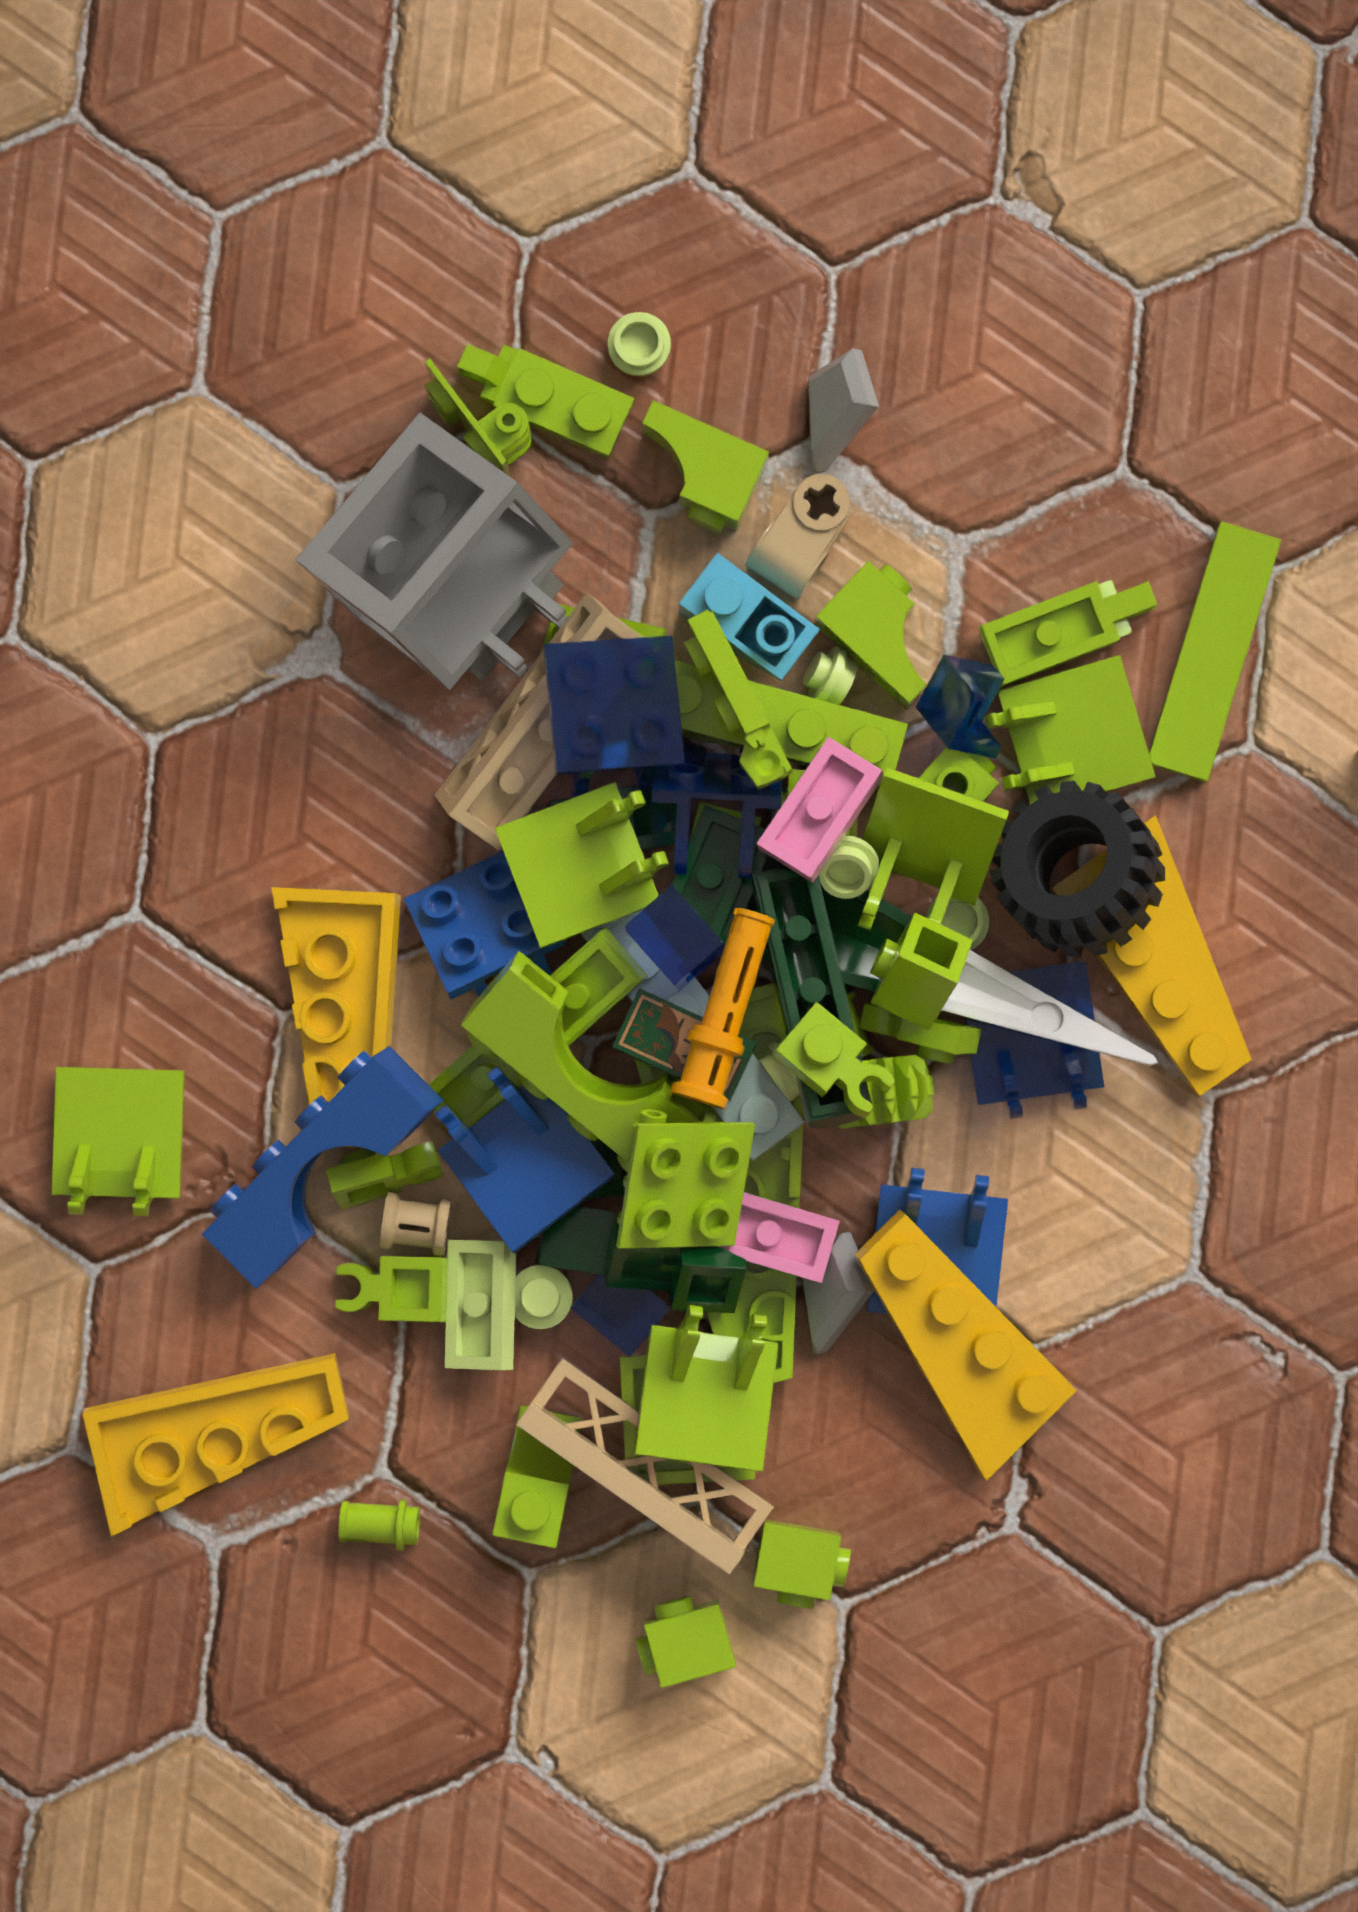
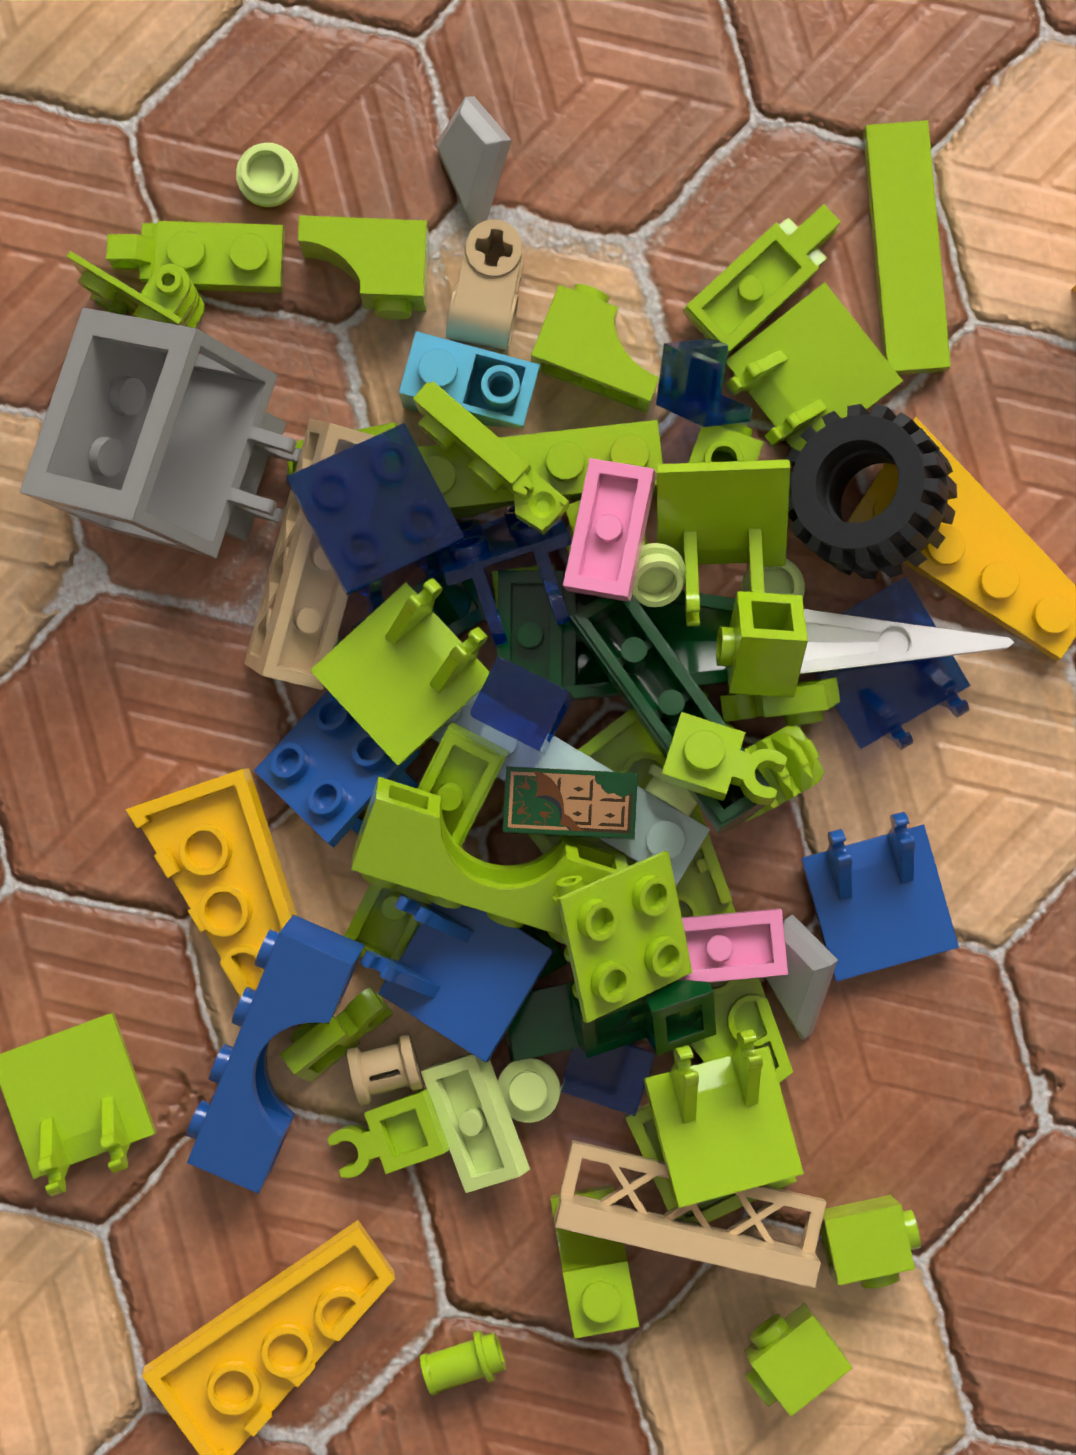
camera: 25 degrees left, 0 degrees up
(716, 1039) = (599, 786): light orange pin -> none
(830, 675) = (565, 406): yellowish green plate -> none
(973, 1357) = (951, 984): yellow wing -> none

